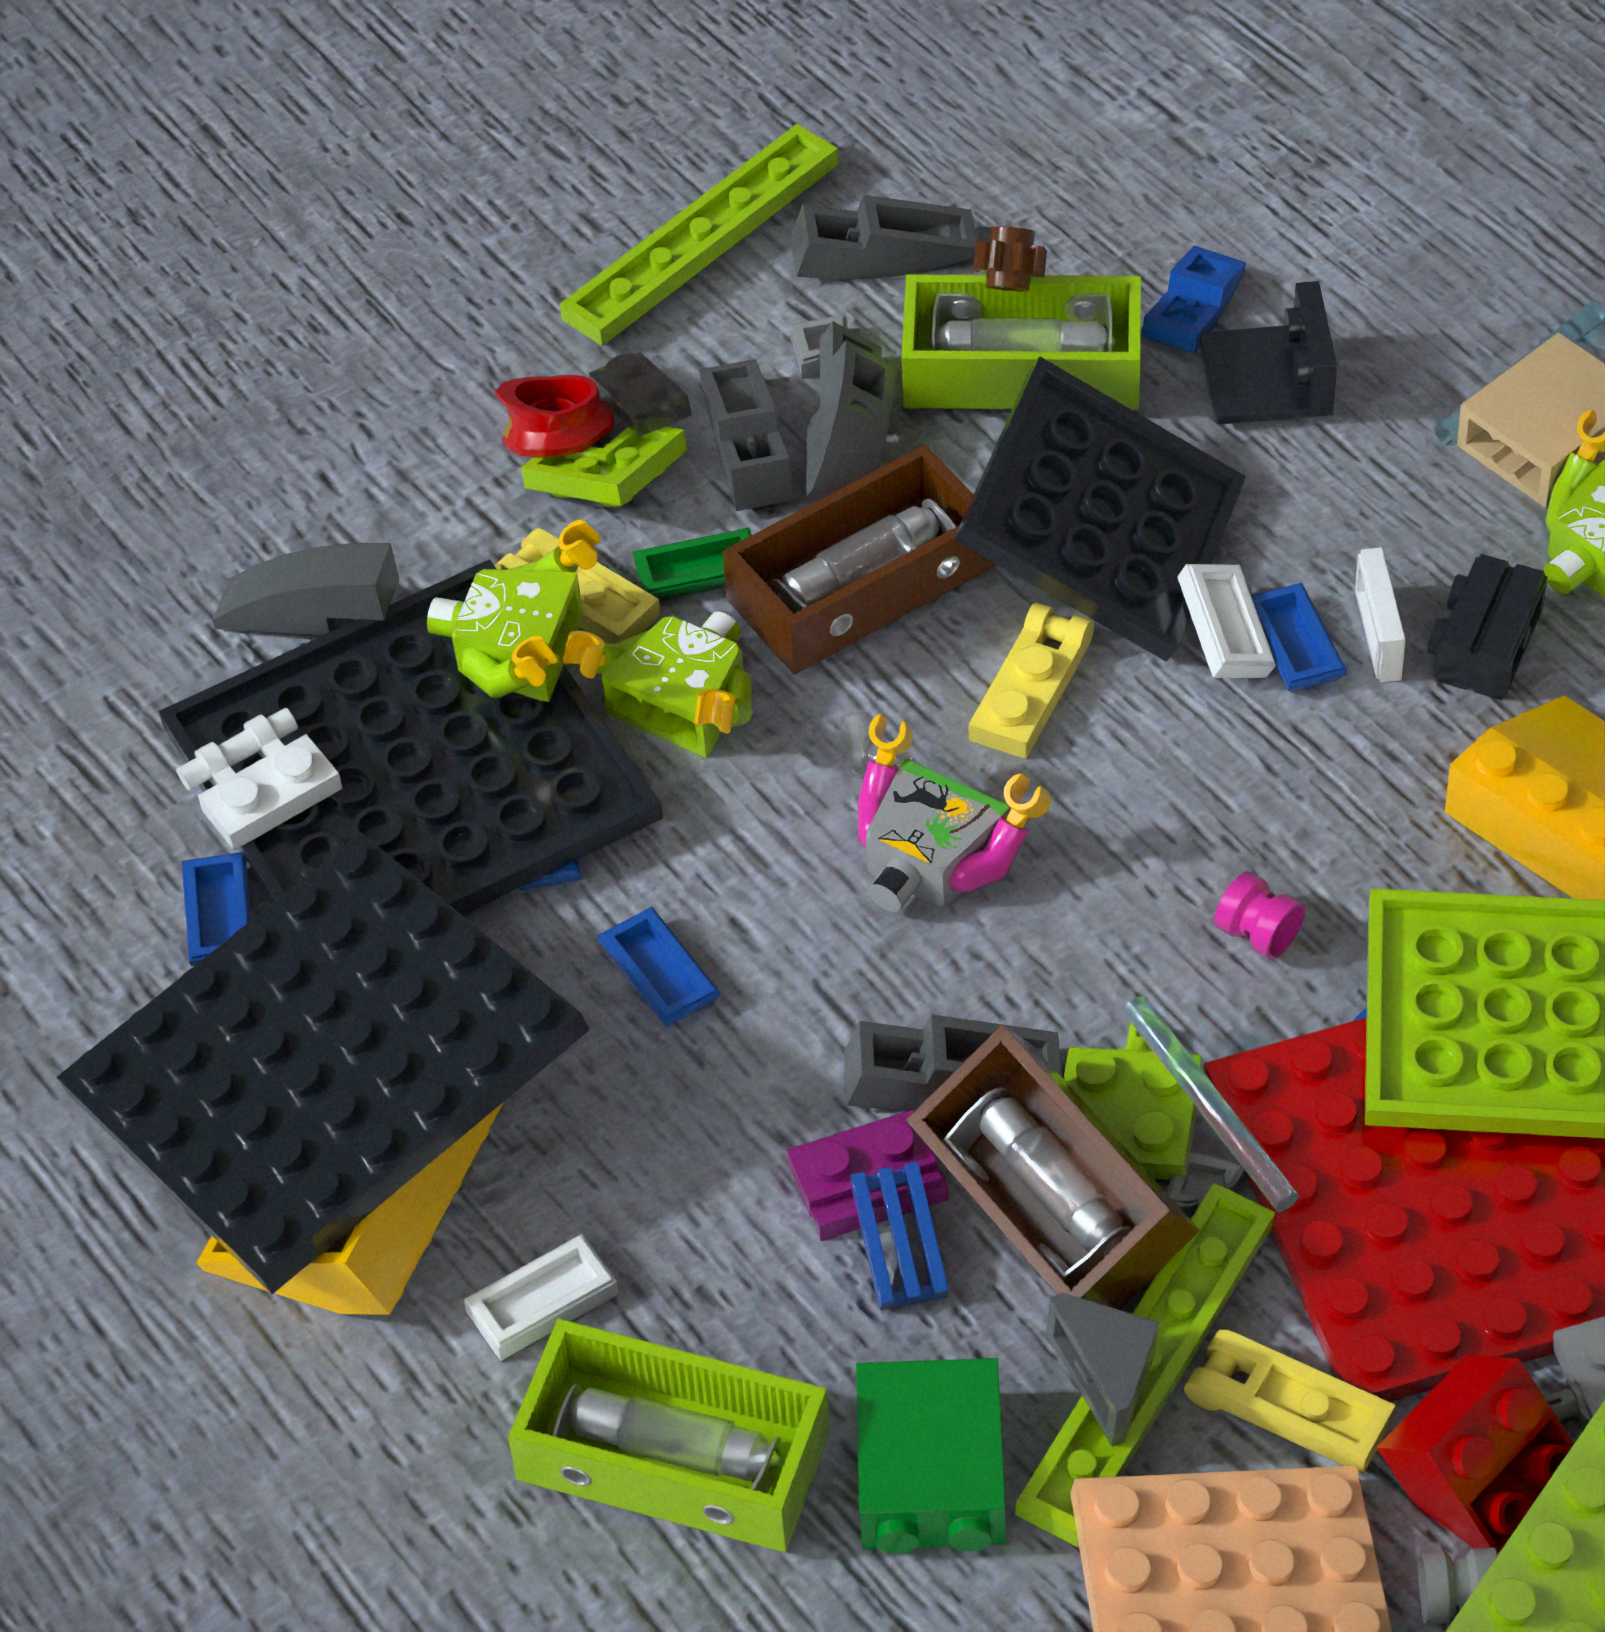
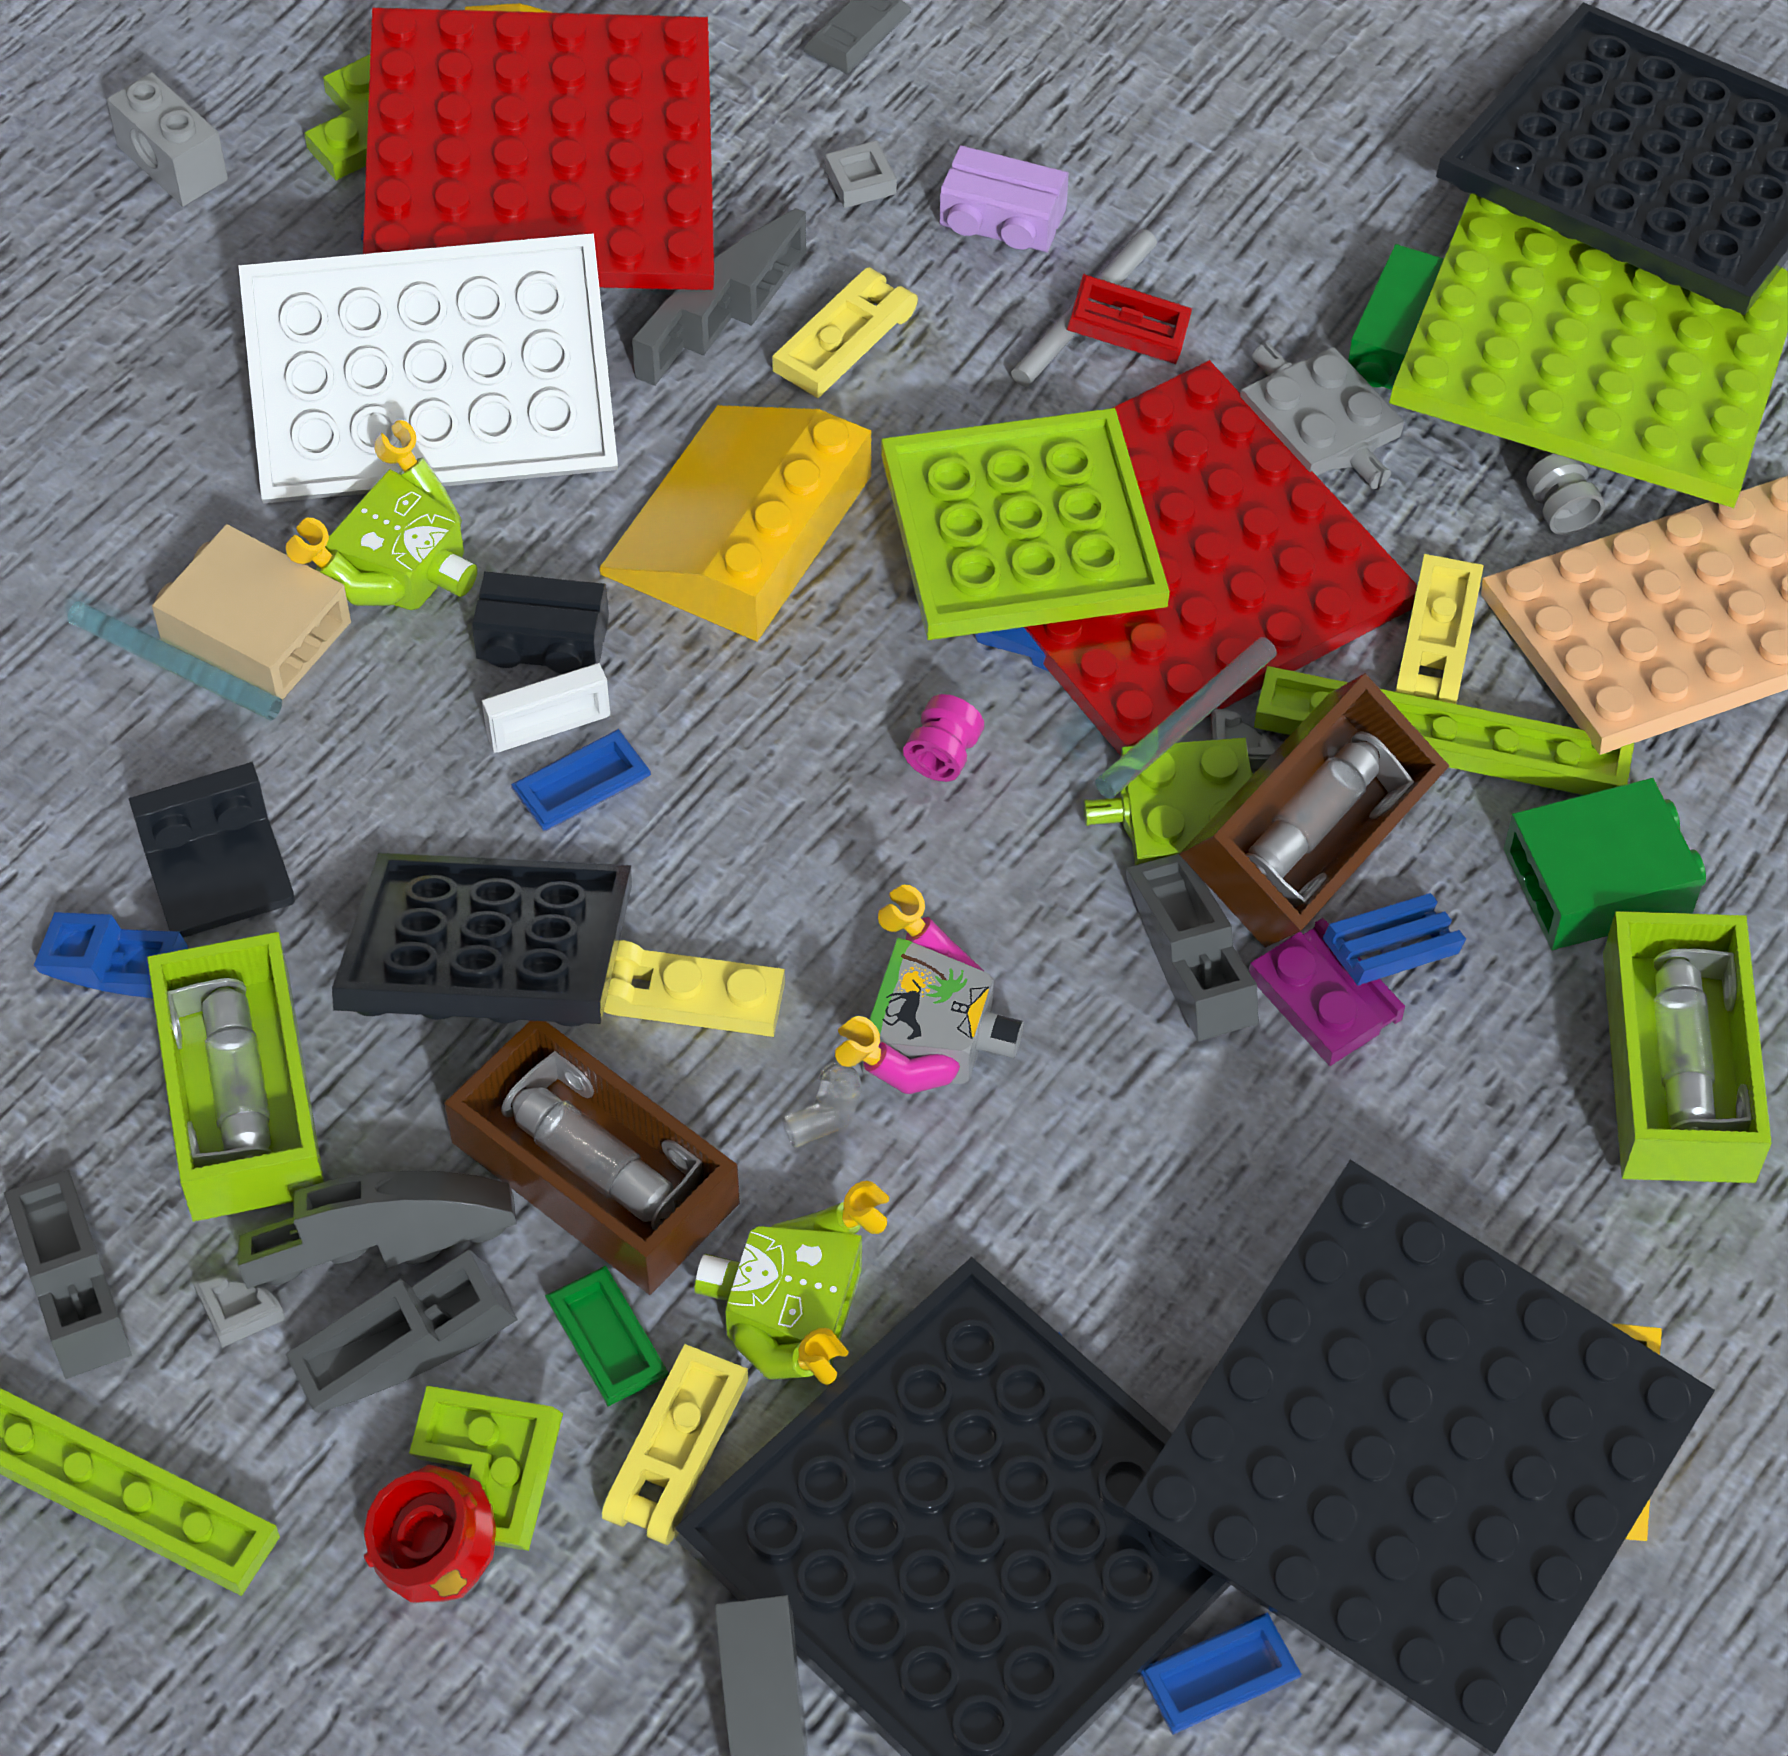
camera: 110 degrees left, 5 degrees up
(266, 792) = (1074, 1646): white plate -> none
(519, 618) = (799, 1436): lime torso -> none
(531, 1299) = (1560, 1221): white tile -> none
(640, 393) = (367, 1456): clear smoke plate -> none
(659, 966) = (1154, 1224): blue tile -> none
(1010, 259) = (175, 1055): reddish brown gear -> none
(1106, 1357) = (1491, 727): dark grey slope -> none
(1226, 621) = (584, 830): white tile -> none
(1478, 1449) = (1441, 495): red slope -> none

